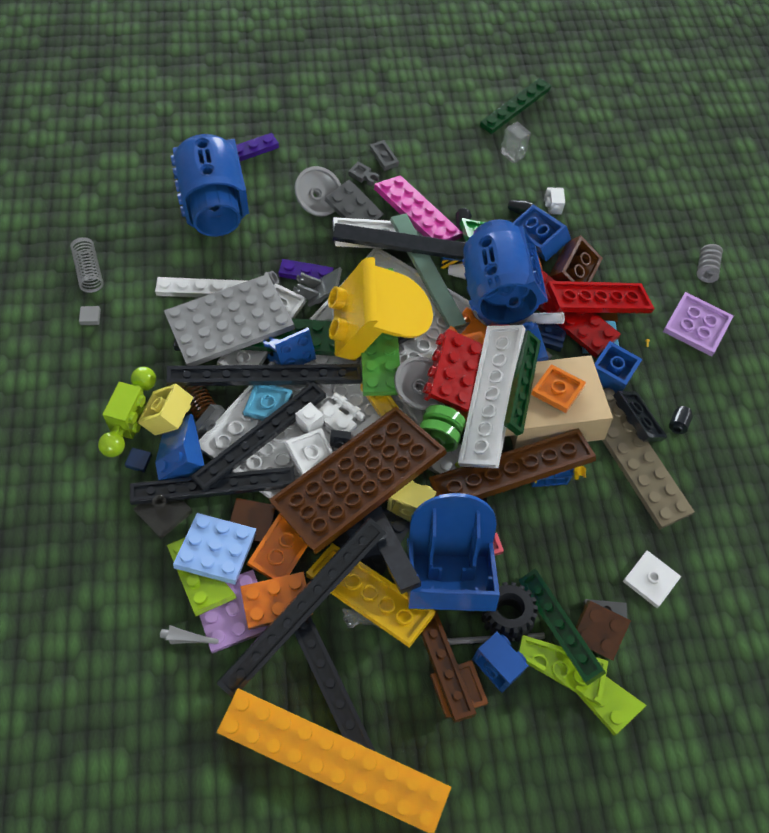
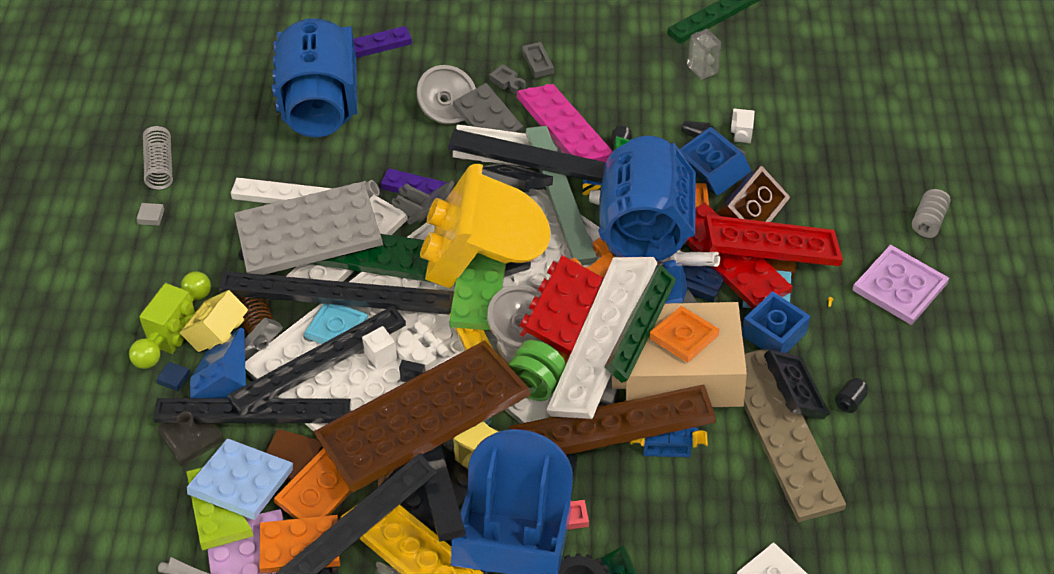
camera: 15 degrees right, 10 degrees down
(292, 350) = (376, 266): blue plate -> none
(308, 449) = (371, 380): white plate -> none
(392, 260) = (517, 177): none -> black plate

